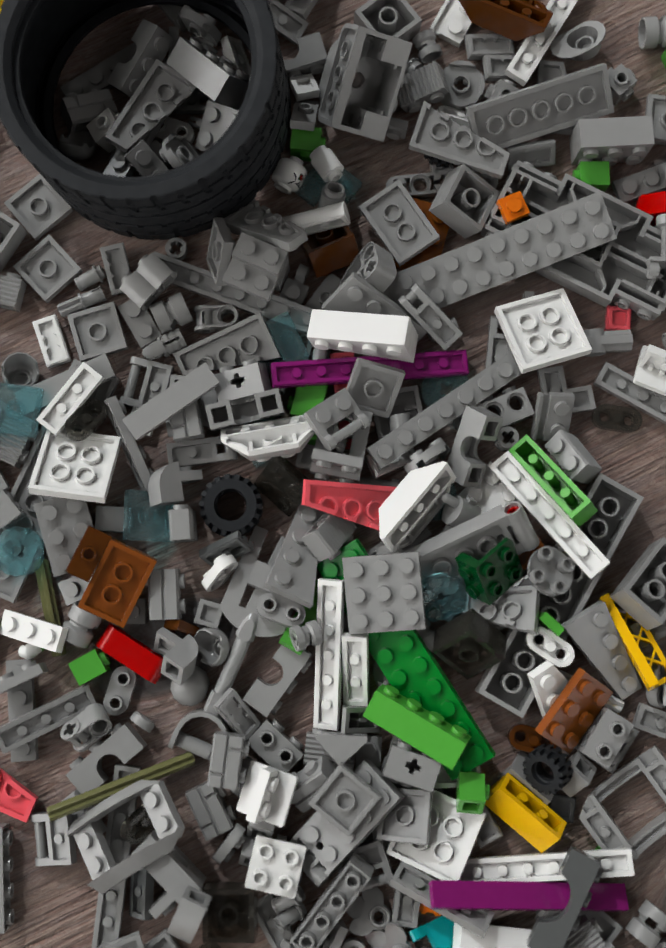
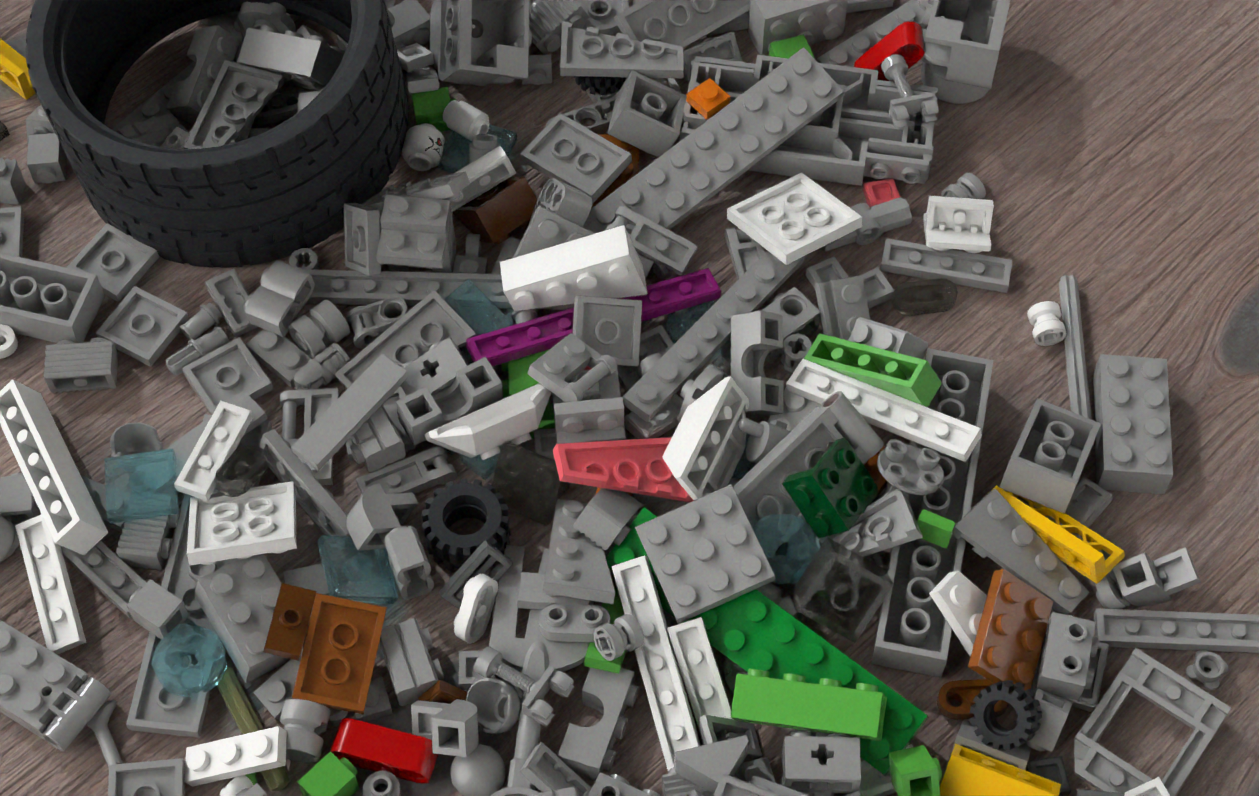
camera: 15 degrees left, 25 degrees down
(51, 341) = (169, 405): white plate -> none
(216, 622) = (490, 663): none -> light grey bar
(549, 646) = (946, 555): white plate -> none

